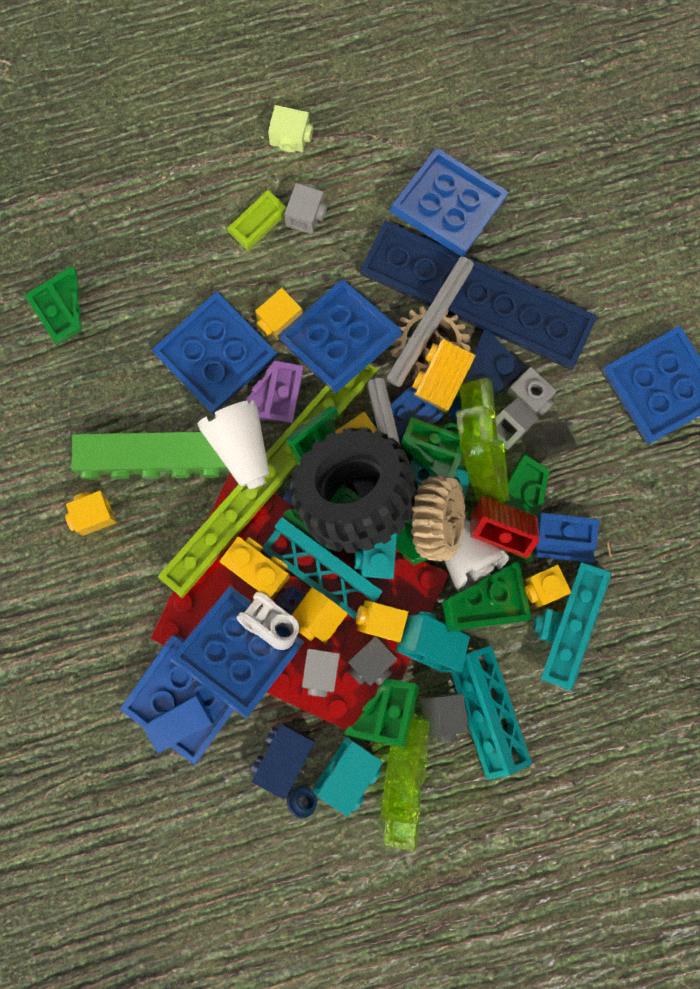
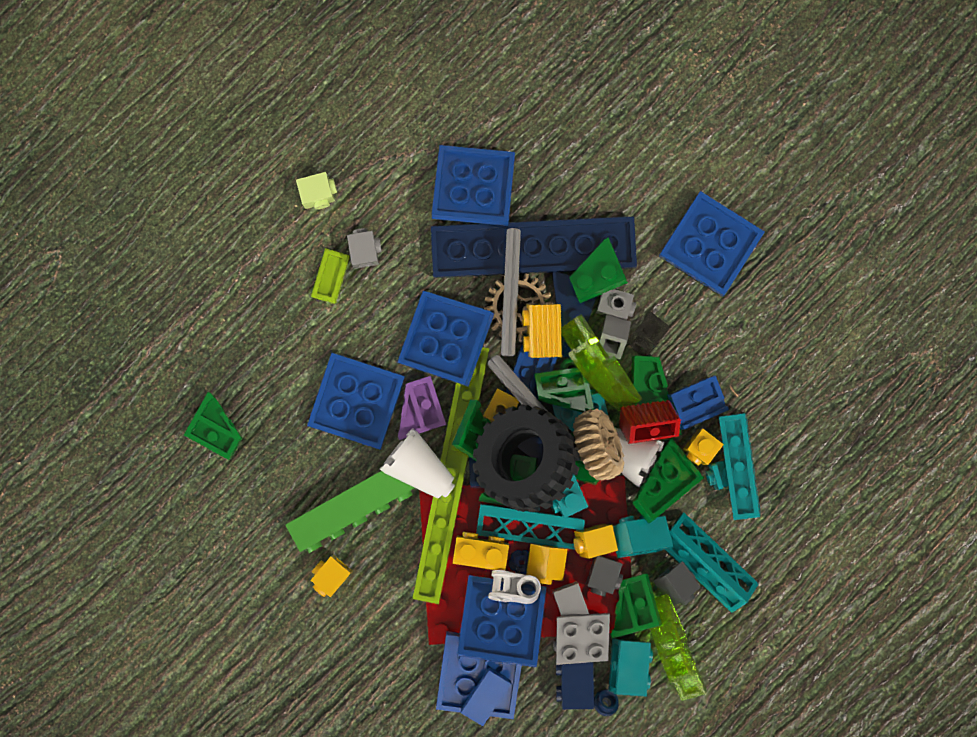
camera: 30 degrees left, 5 degrees up
(277, 313) = (388, 345): yellow brick -> none
(312, 716) = (582, 638): none -> light grey hinge
(530, 350) = (598, 273): none -> green wing

